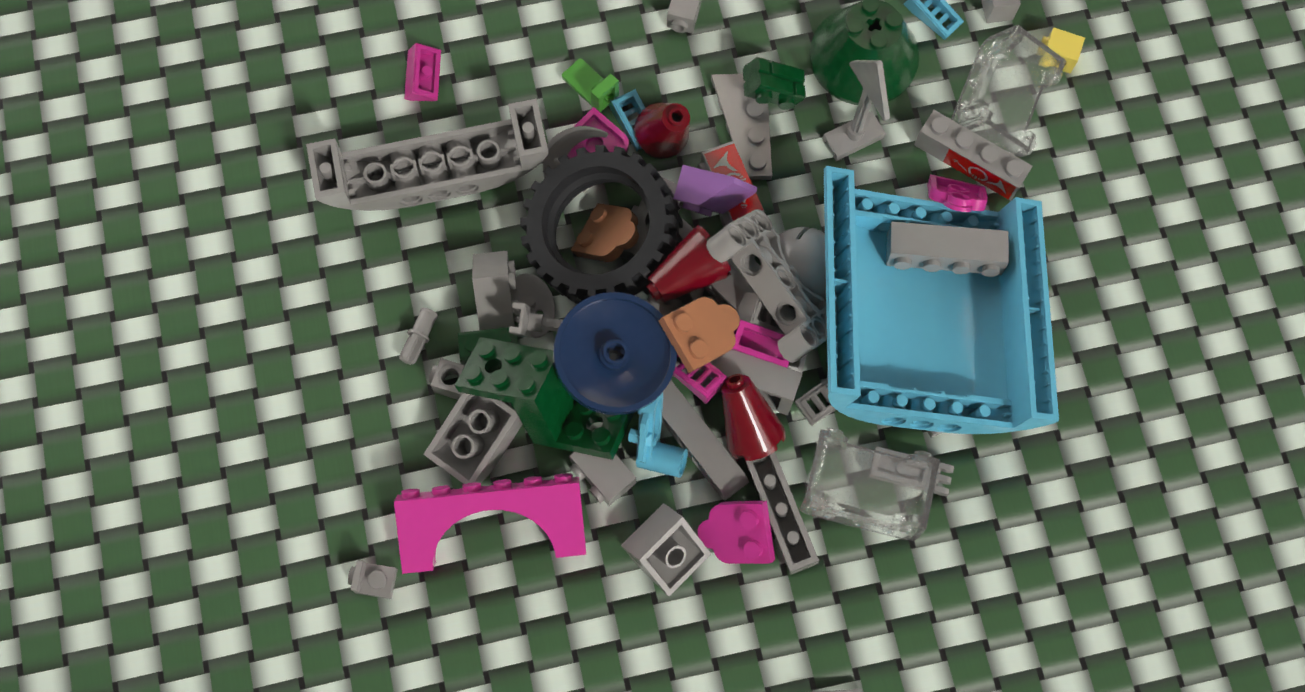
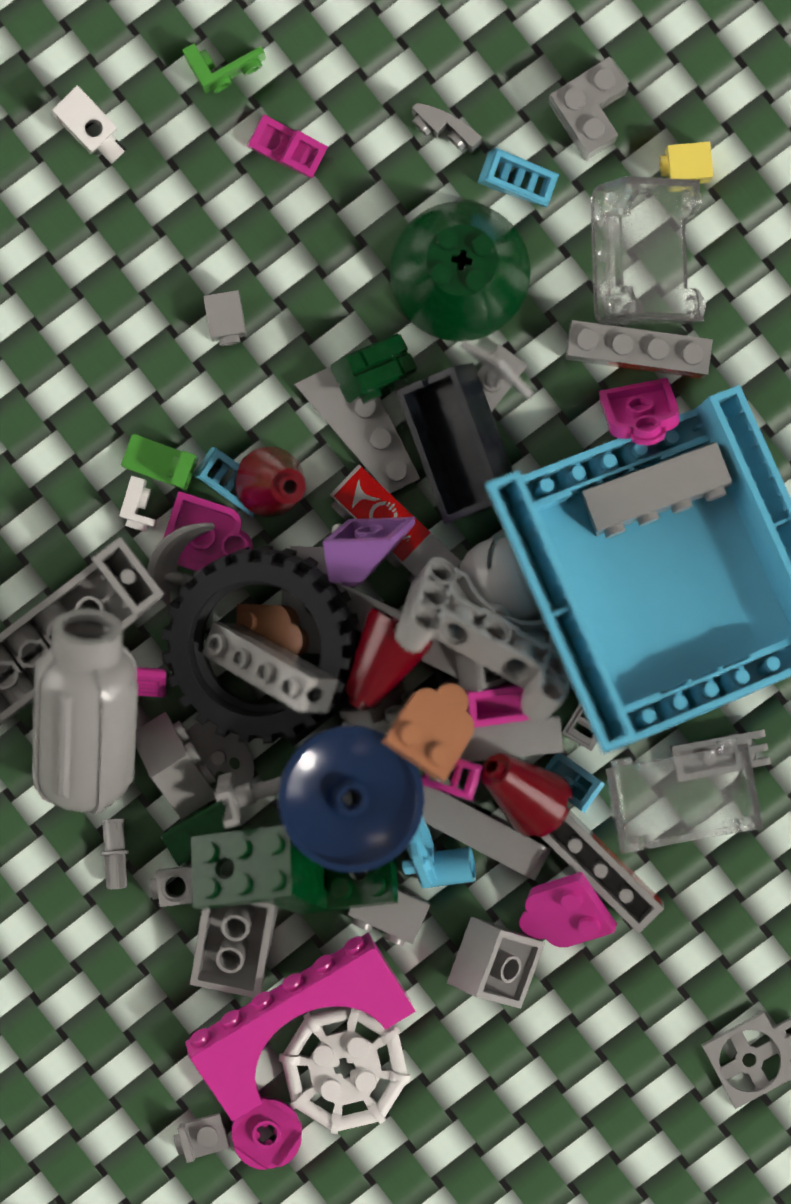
camera: 25 degrees left, 15 degrees up
(440, 607) = (271, 1153): none -> dark pink plate
(446, 211) = (84, 713): none -> light grey piece
(505, 221) = (152, 682): none -> dark pink slope
(520, 592) = (333, 1085): none -> white plate
(558, 100) = (135, 498): none -> white bracket
(601, 238) = (270, 667): none -> light grey piece
(796, 443) = (582, 783): none -> medium azure slope
(806, 148) = (455, 439): none -> black piece

